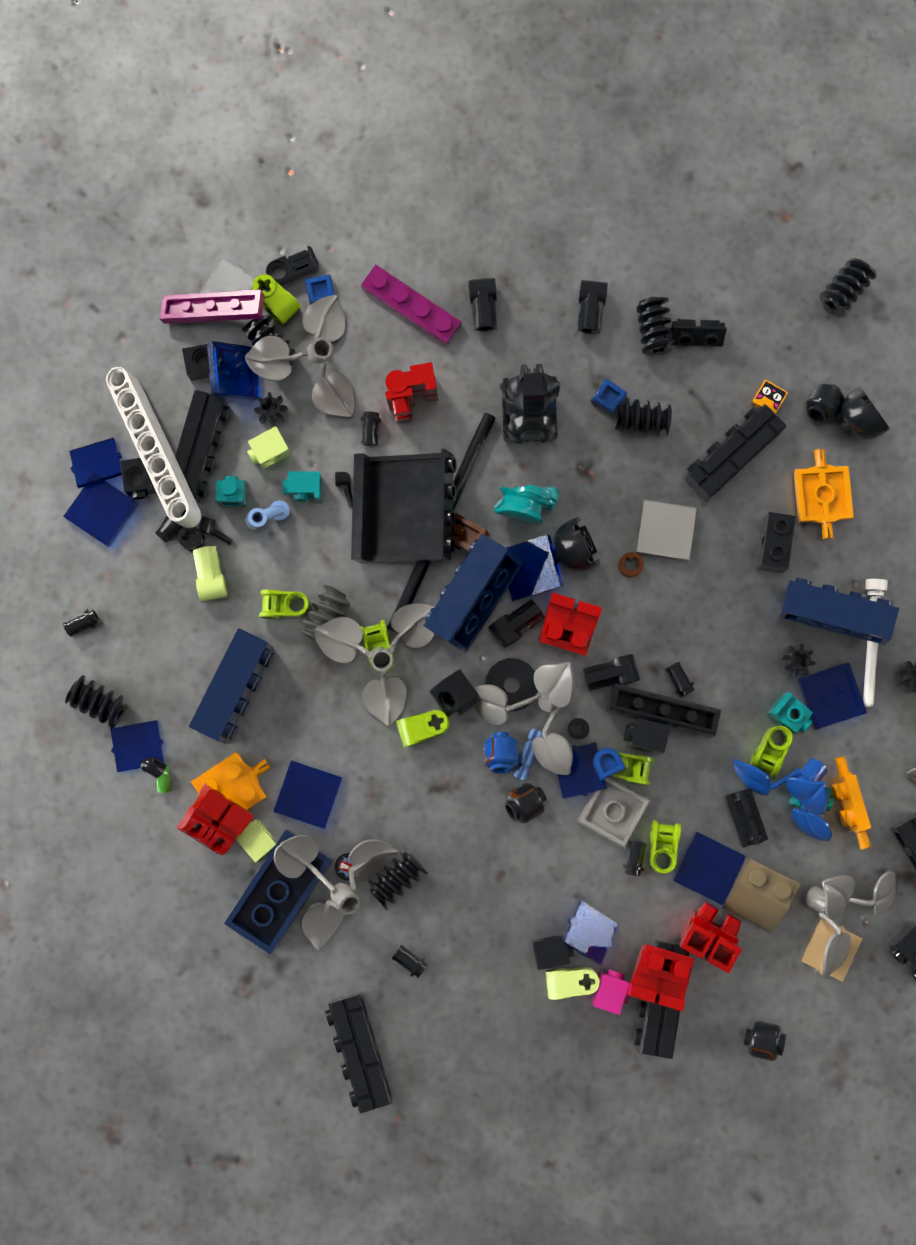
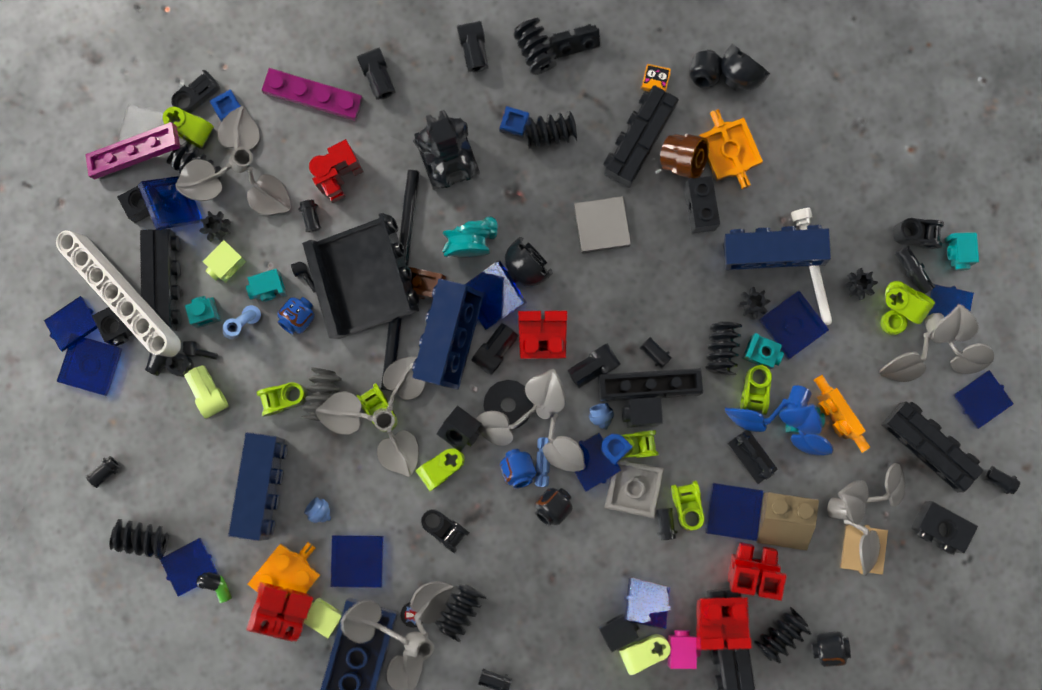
camera: 20 degrees left, 0 degrees up
(284, 731) = (318, 511): none -> medium blue plate
(324, 525) = (296, 315): none -> blue head
(407, 792) = (445, 530): none -> black piece
(584, 726) = (585, 422): black pin -> none
(603, 725) = (601, 415): none -> medium blue plate
(629, 556) = (584, 271): reddish brown bush -> none
(719, 1011) = (783, 636): none -> black piece
(750, 696) = (723, 347): none -> black piece
(774, 486) = (685, 155): none -> reddish brown piece

